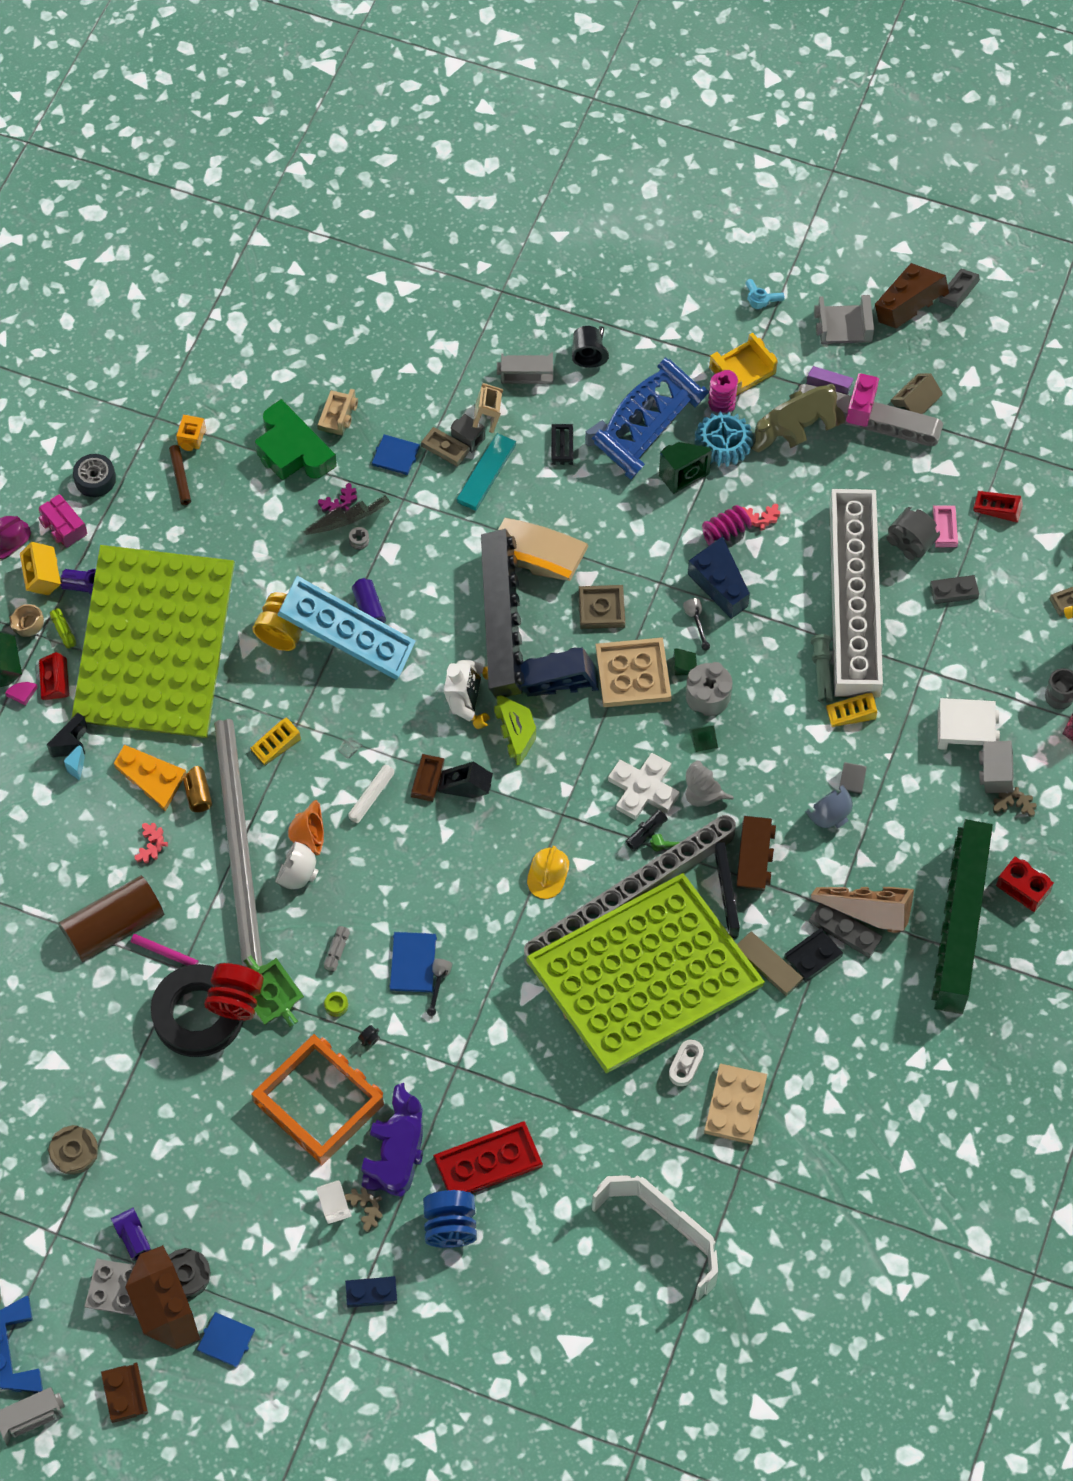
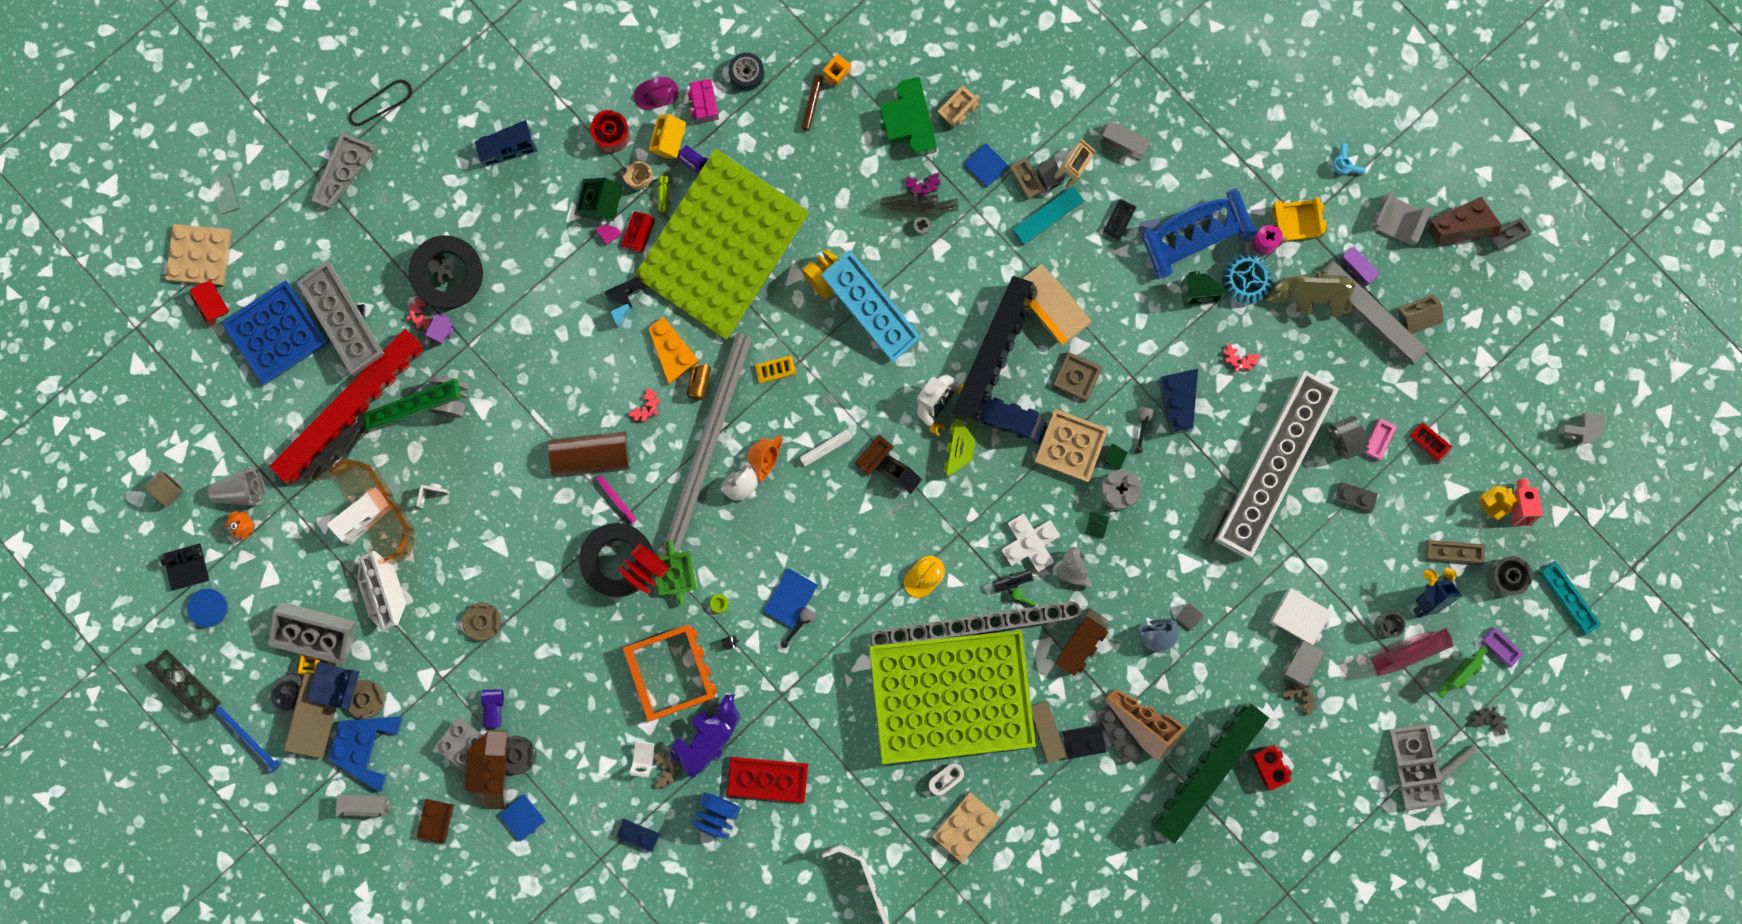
camera: 25 degrees right, 20 degrees up
(336, 948) = (740, 560): light grey axle -> none
(367, 599) = (901, 286): dark purple brick -> none
(588, 347) = (1183, 144): black hat -> none
(726, 523) = (1207, 356): dark pink piece -> none
(727, 890) = (1047, 659): black tile -> none
(858, 701) = (1202, 561): yellow slope -> none
(862, 400) = (1372, 304): dark pink brick -> none

